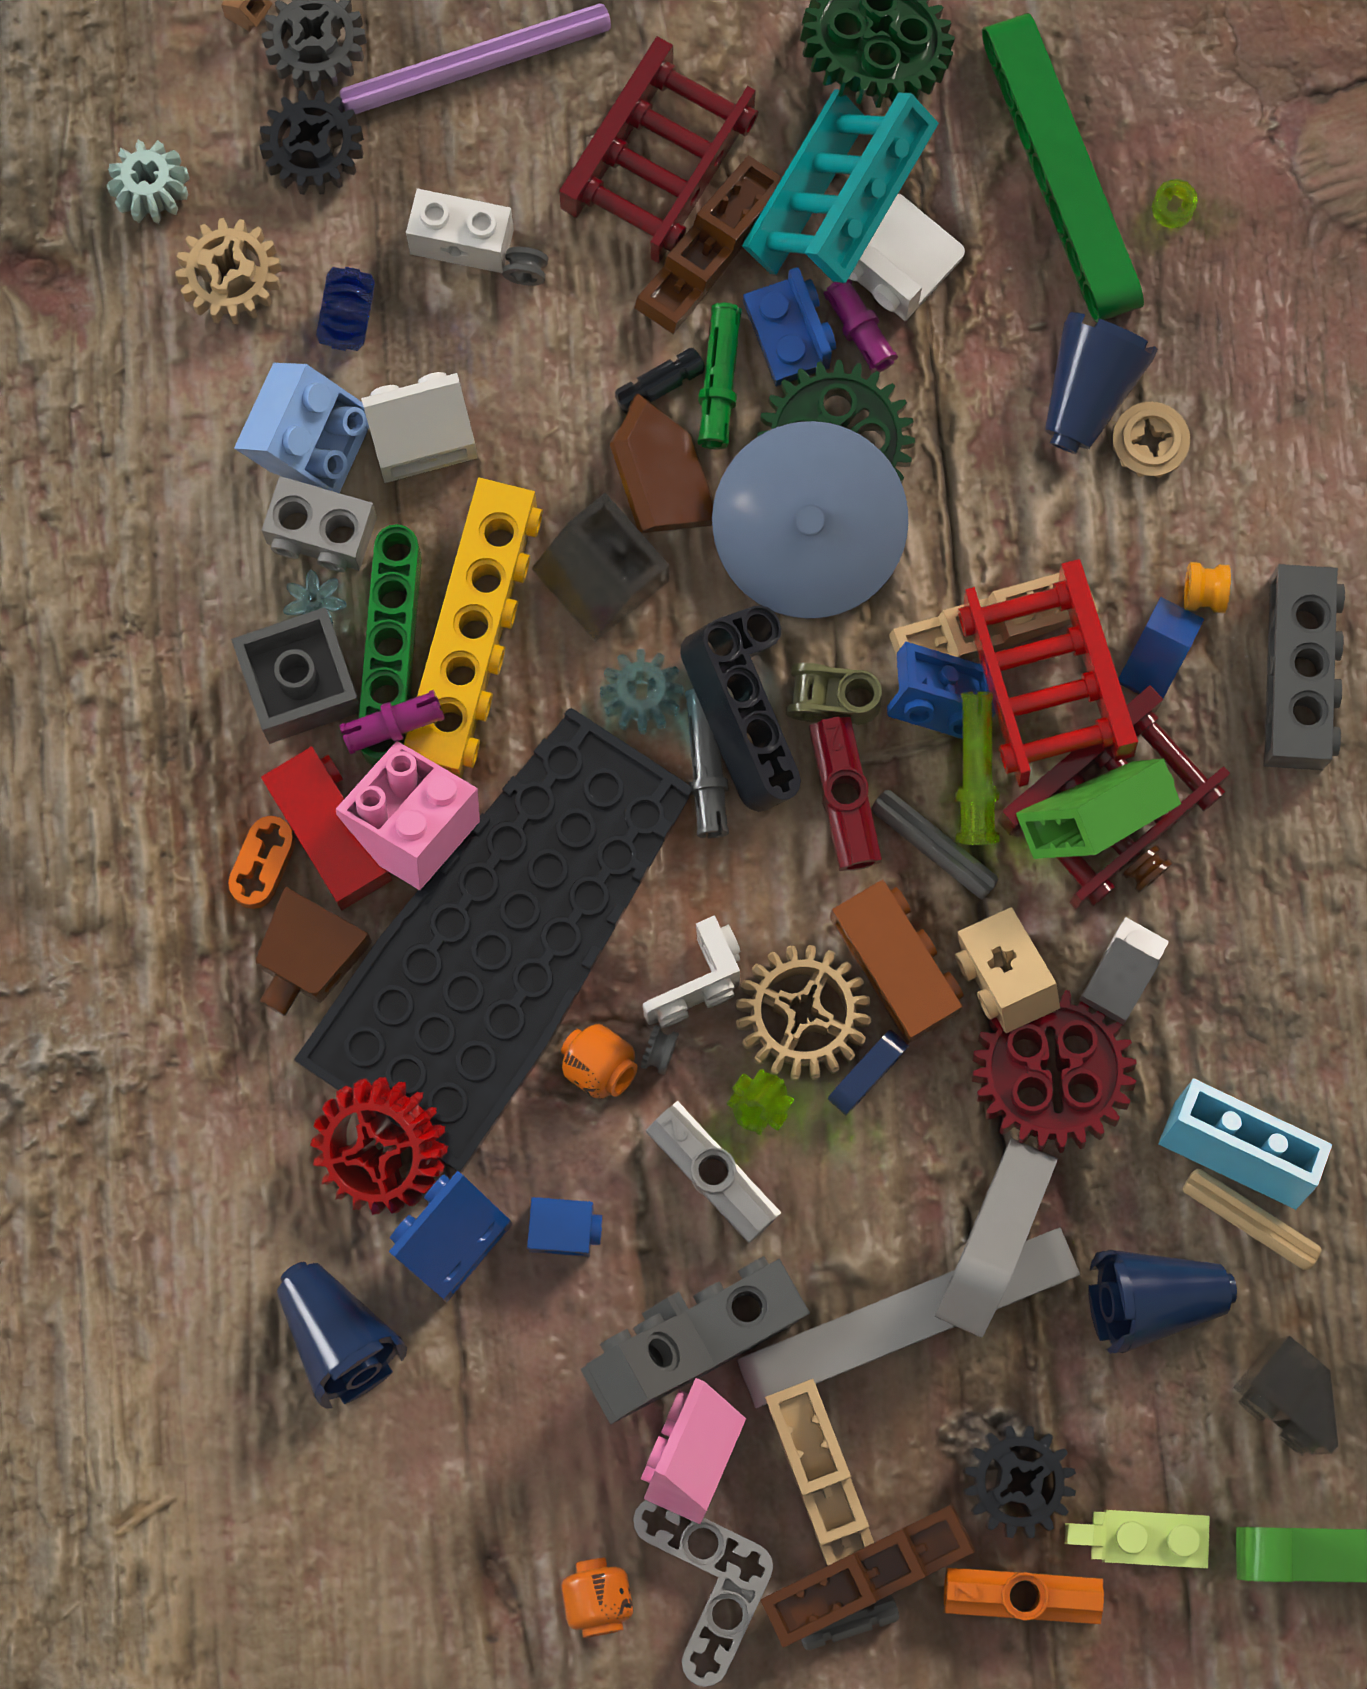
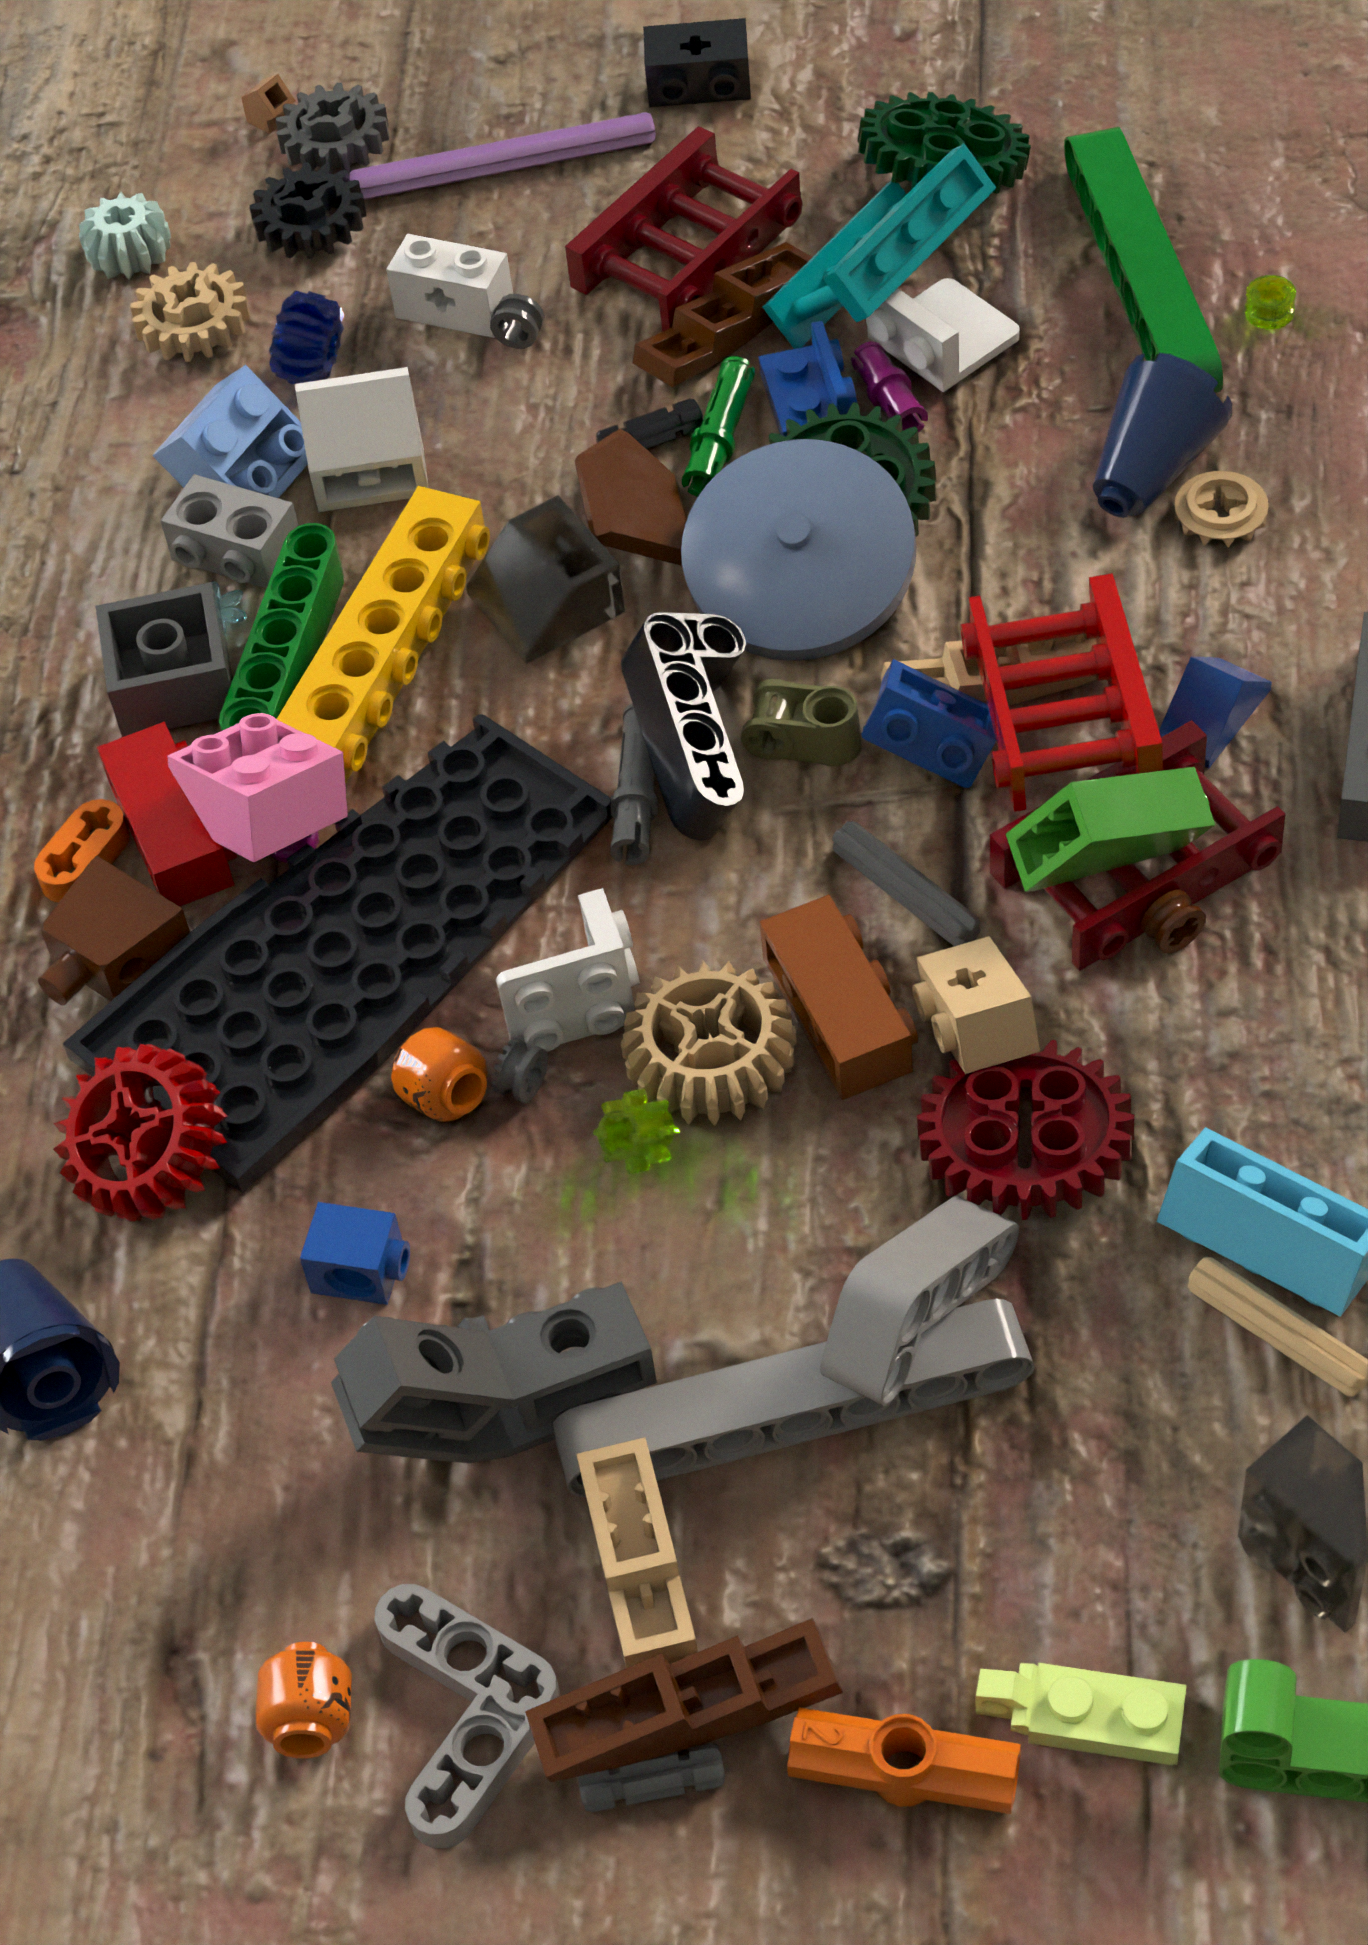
camera: 15 degrees right, 25 degrees down
(392, 722) = (260, 693): magenta pin -> none
(449, 1235) = (198, 1223): blue slope -> none
(626, 682) = (570, 705): clear light blue gear -> none
(691, 1146) = (542, 1181): light grey piece -> none
(691, 1462) = (466, 1512): bright pink slope -> none
(839, 764) = (799, 818): dark red piece -> none
(868, 1072) = (782, 1113): dark blue beam -> none
(977, 793) = (963, 820): clear neon green pin -> none
(1033, 1501) = (896, 1633): black gear -> none
(1124, 971) = (1128, 1020): flat silver slope -> none
(1154, 1297) = (1134, 1391): dark blue cone -> none
(1207, 587) = (1275, 643): light orange wheel -> none

